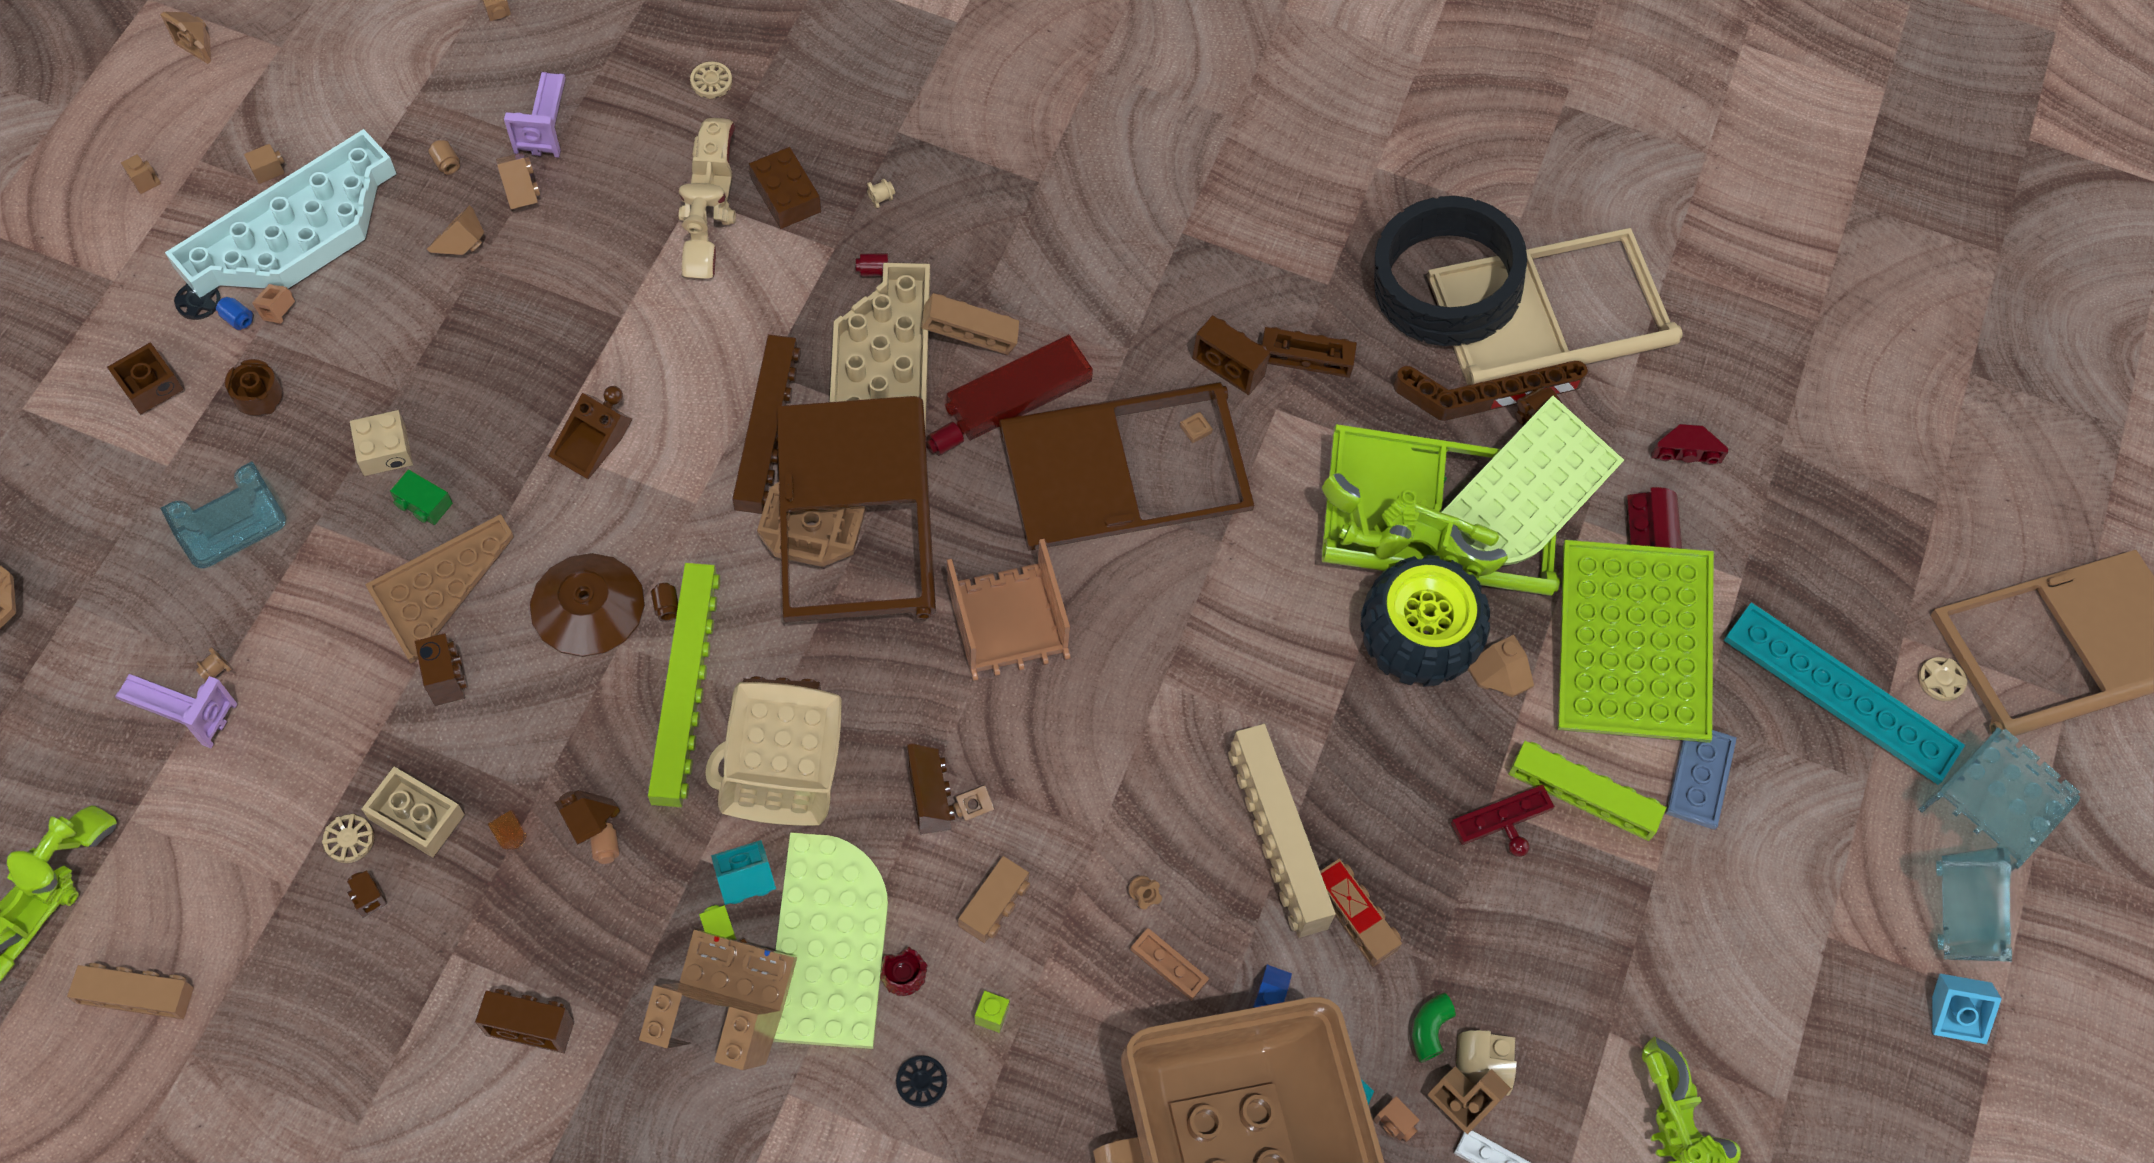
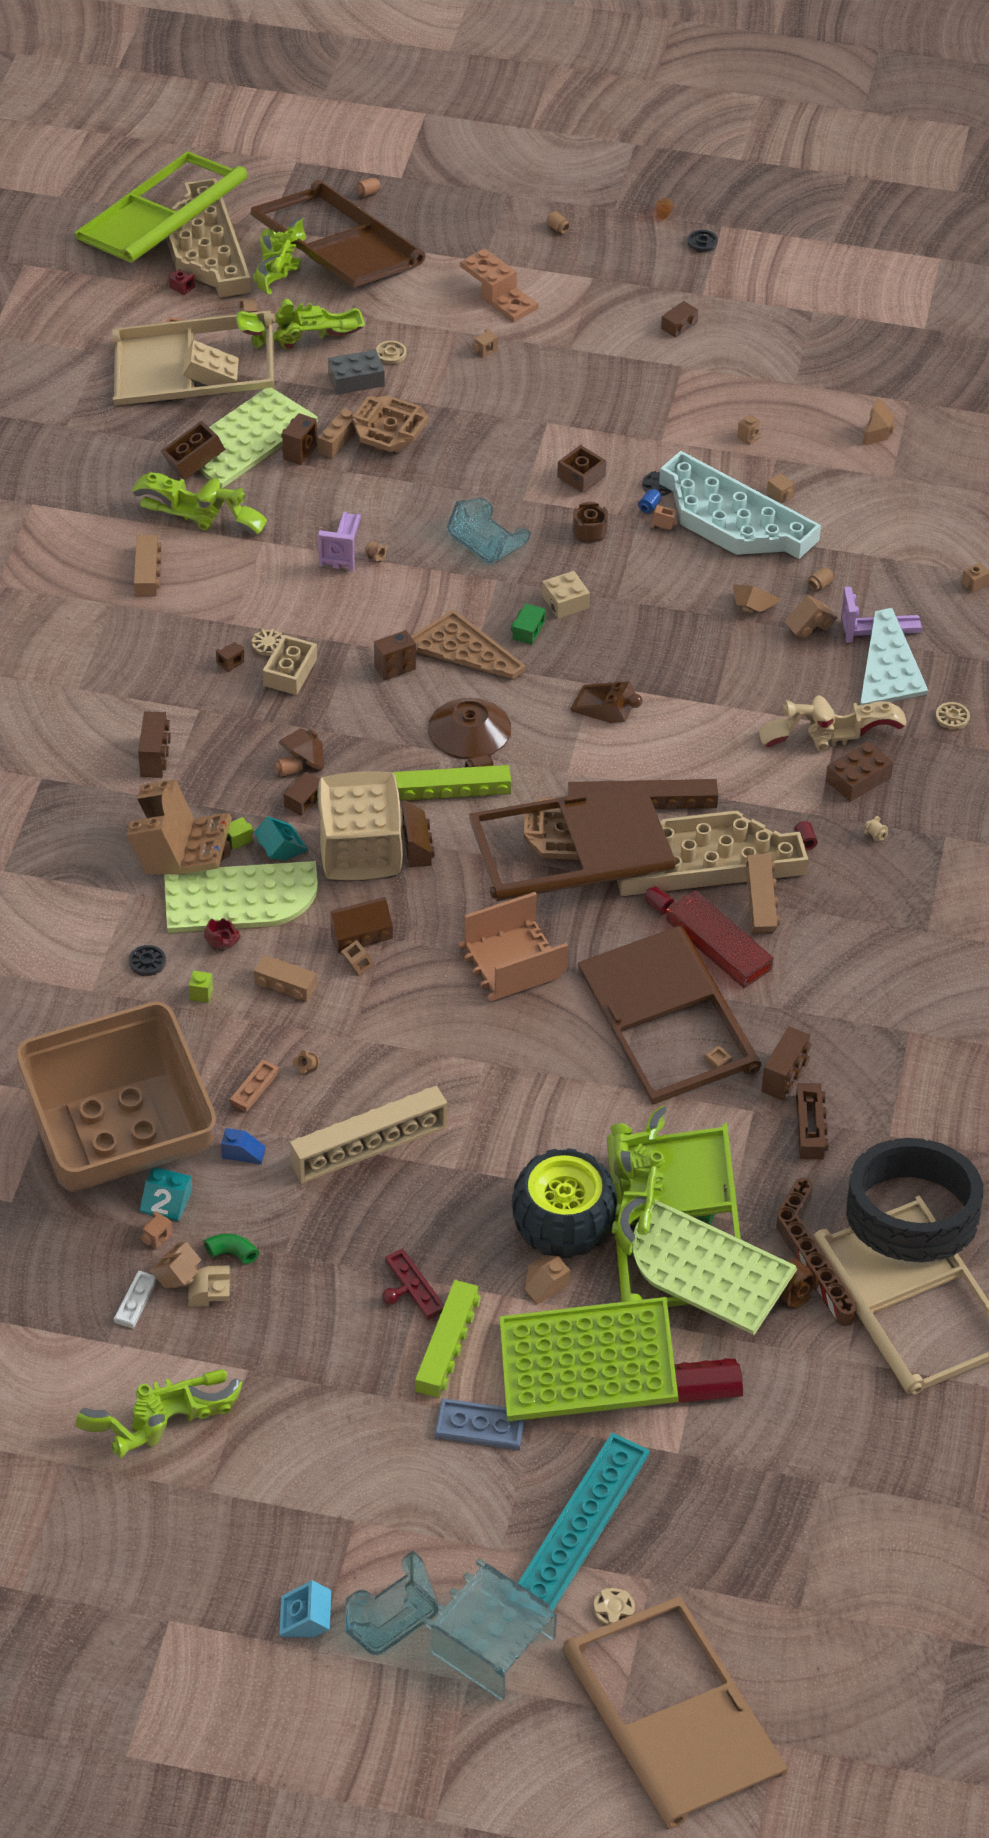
camera: 85 degrees right, 15 degrees down
(508, 831) = (287, 716): clear orange plate -> none
(627, 119) = (890, 665): none -> light aqua wing
(663, 830) = (302, 794): none -> reddish brown brick
(1358, 914) = (314, 1193): medium nougat brick -> none
(1690, 445) = (798, 1400): dark red slope -> none

